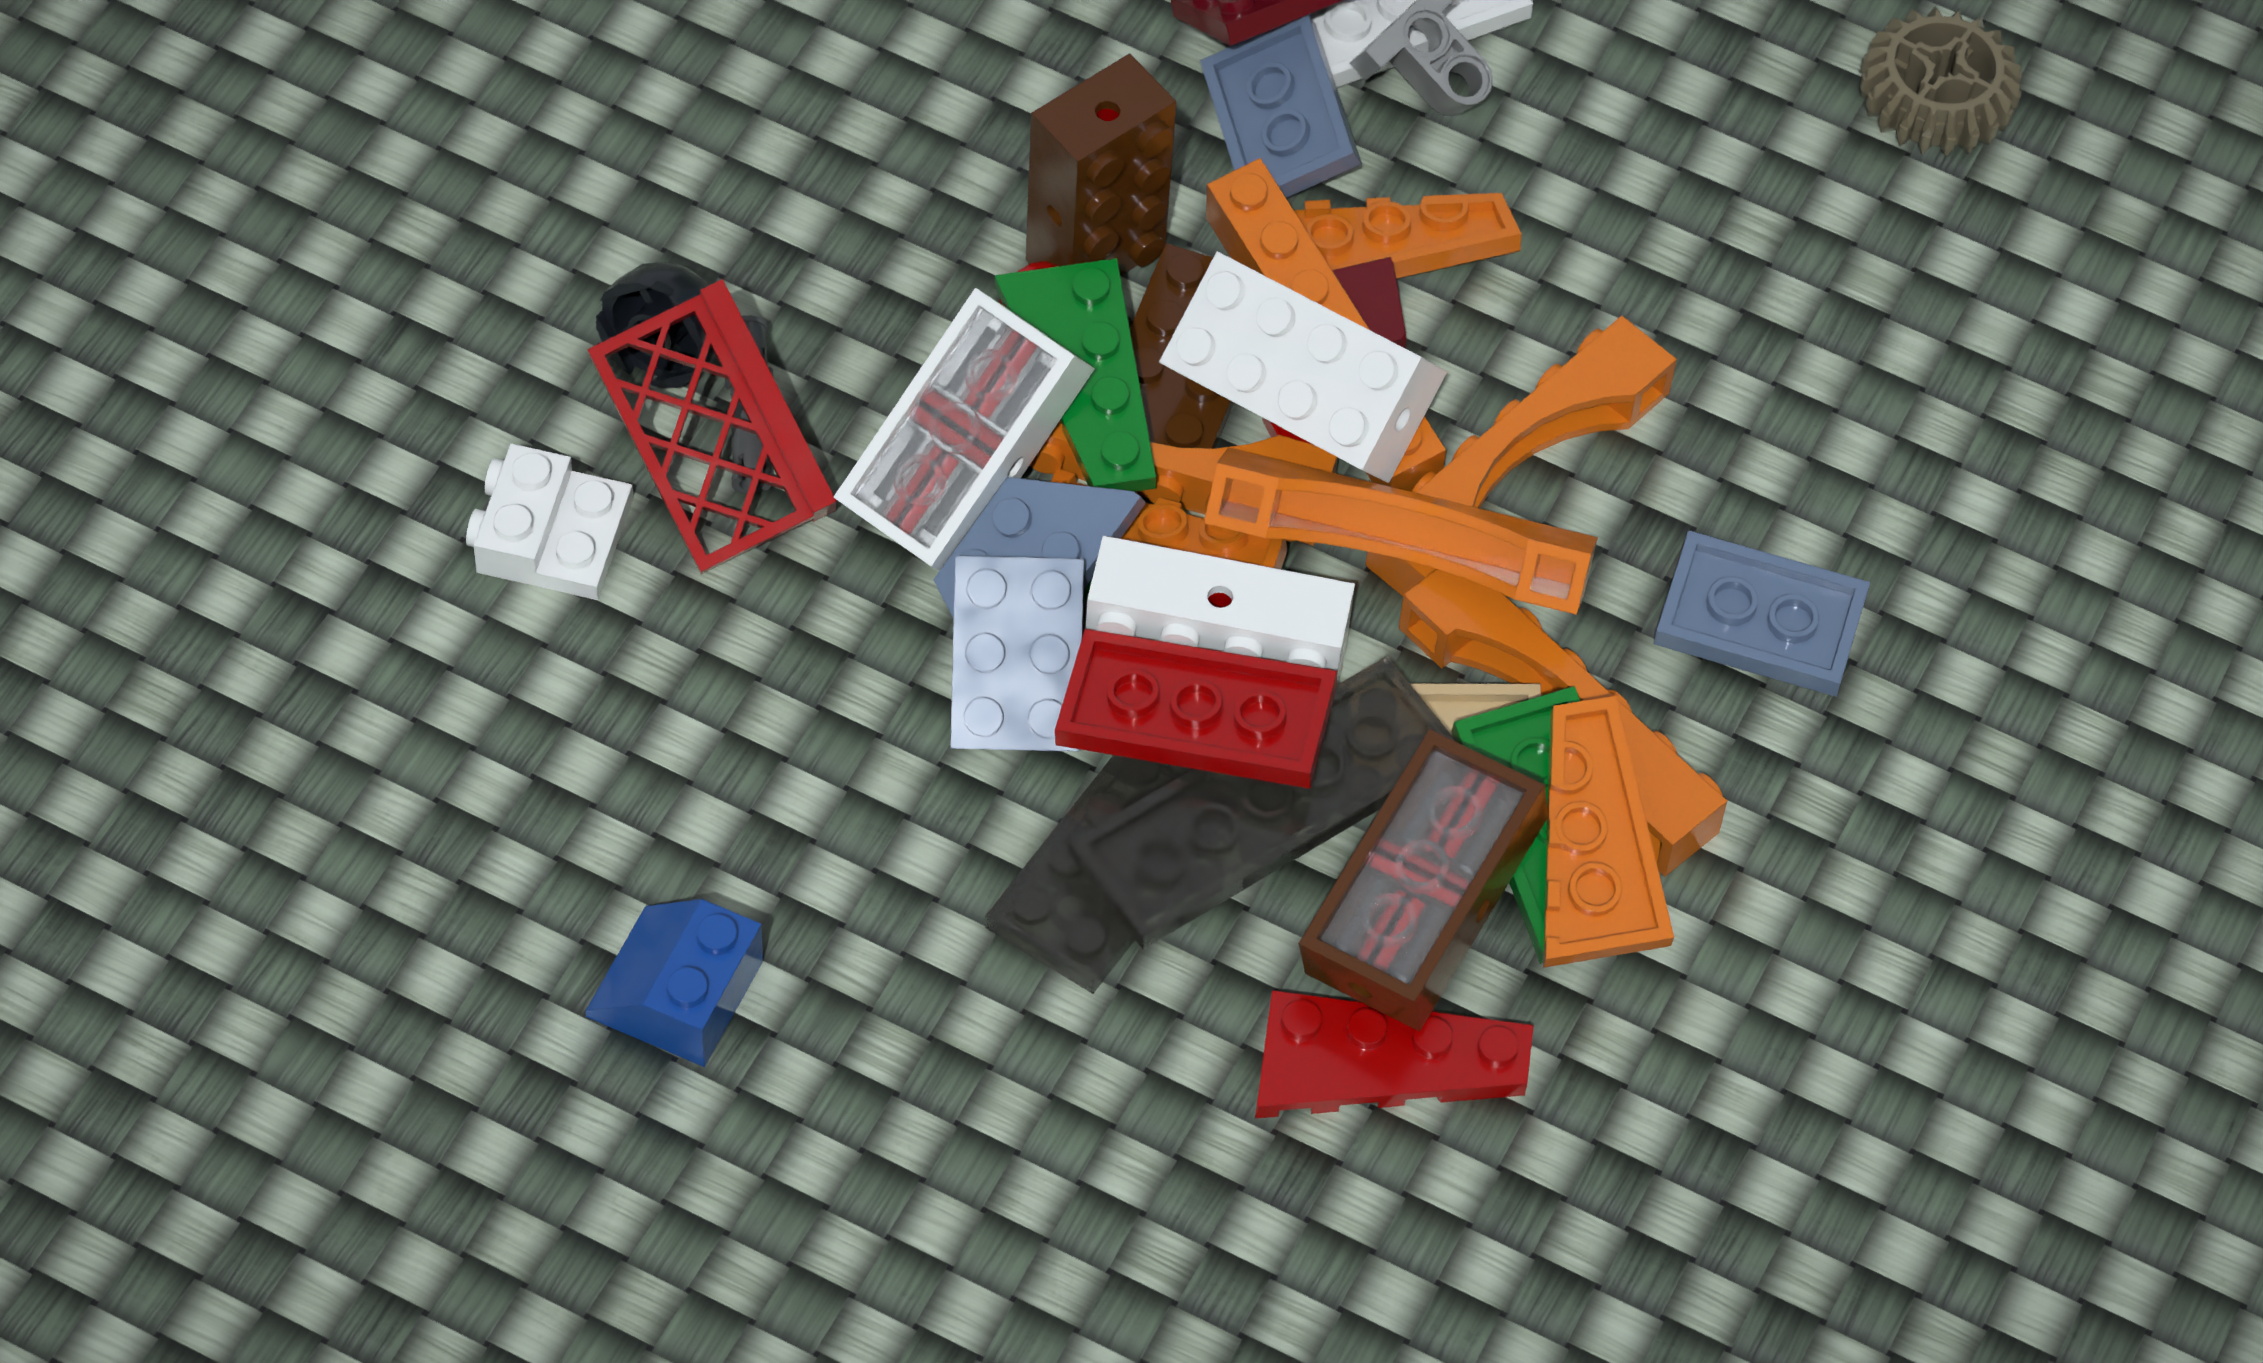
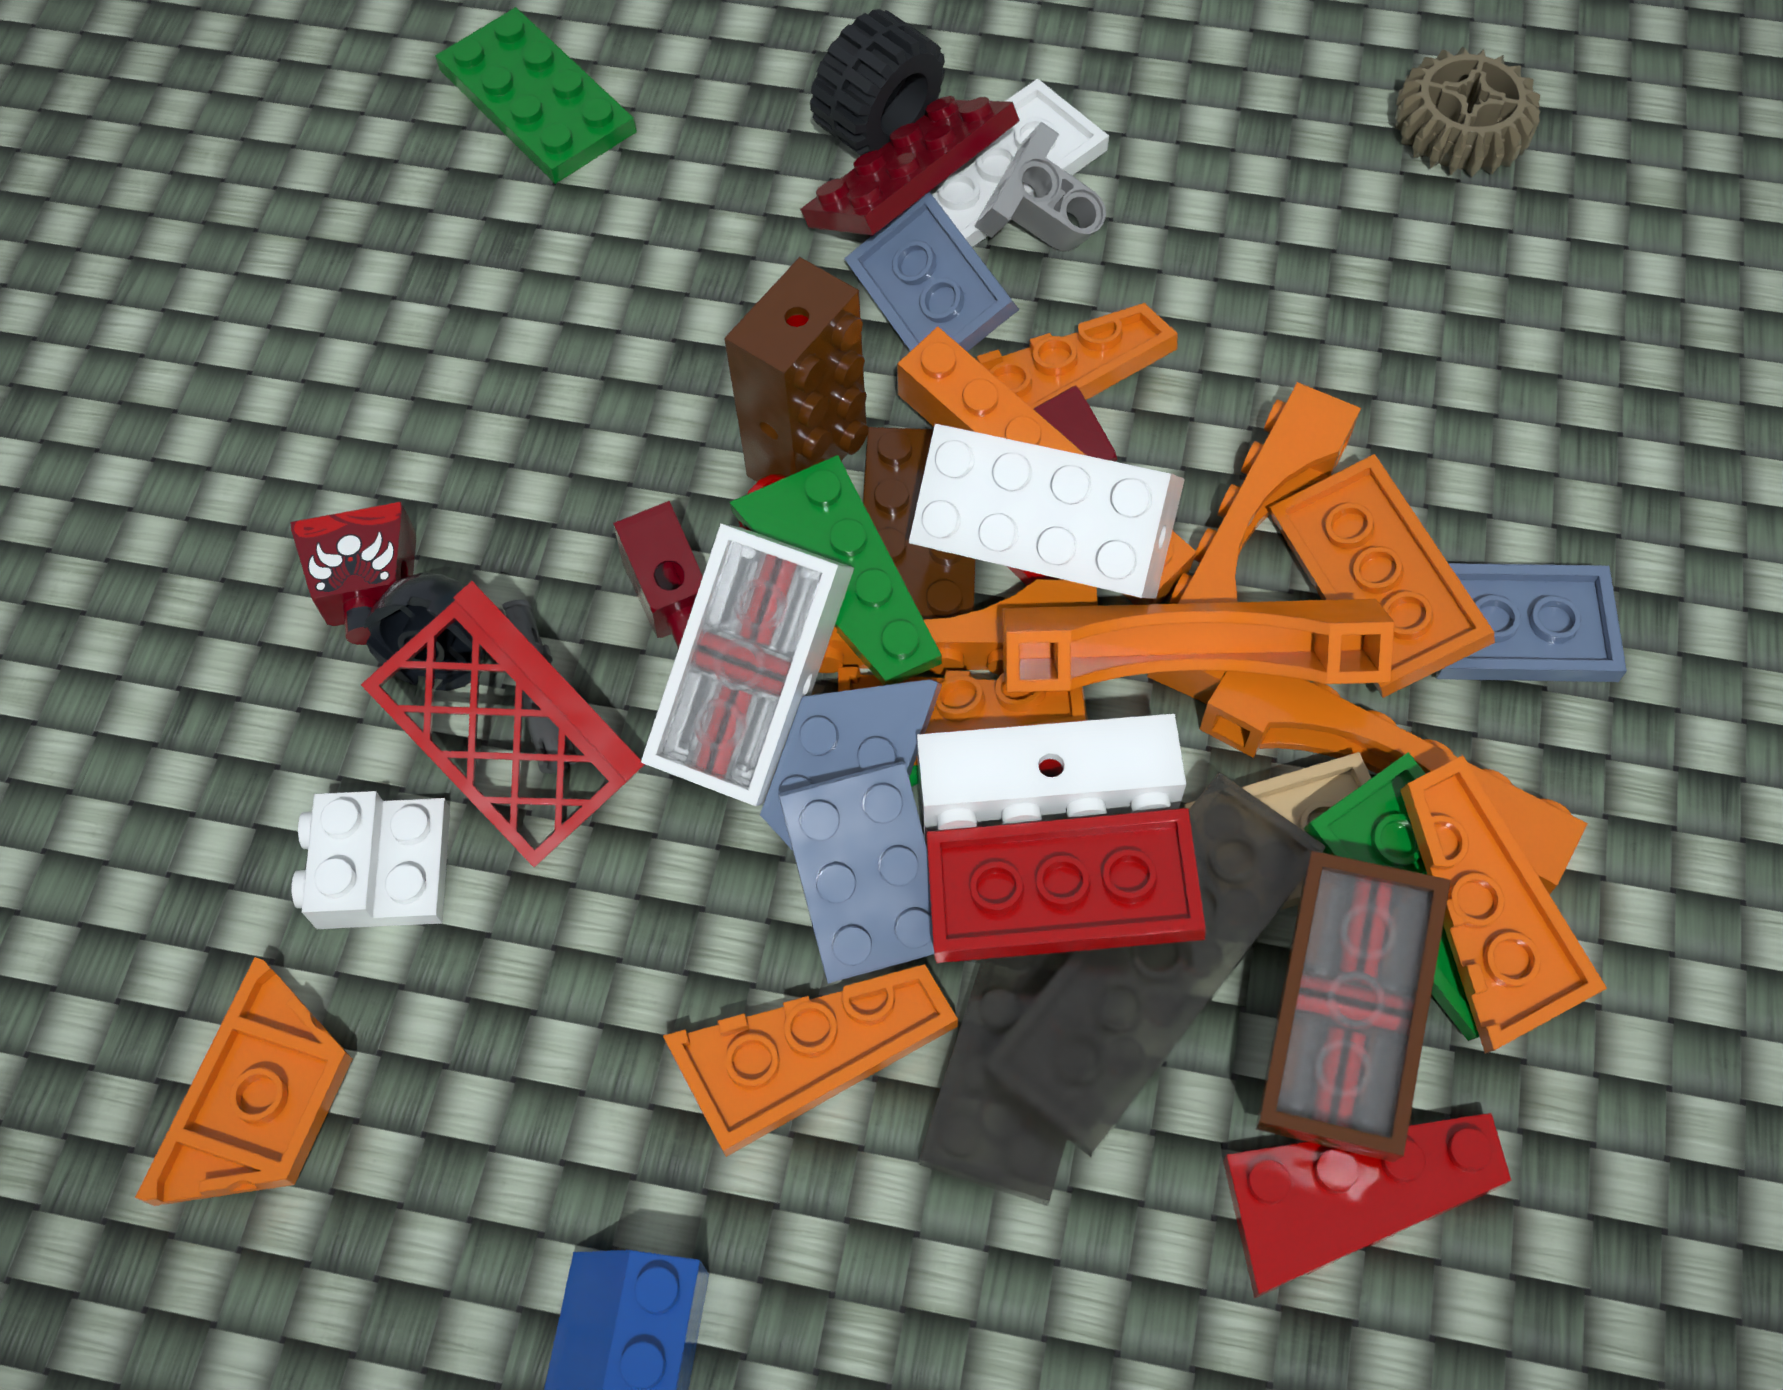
camera: 10 degrees left, 5 degrees up
(385, 697) = (252, 1099): none -> orange wing
(602, 235) = (353, 561): none -> torso
(887, 804) = (787, 1060): none -> orange wing
(905, 319) = (660, 568): none -> dark red torso
(1631, 492) = (1367, 543): none -> orange plate

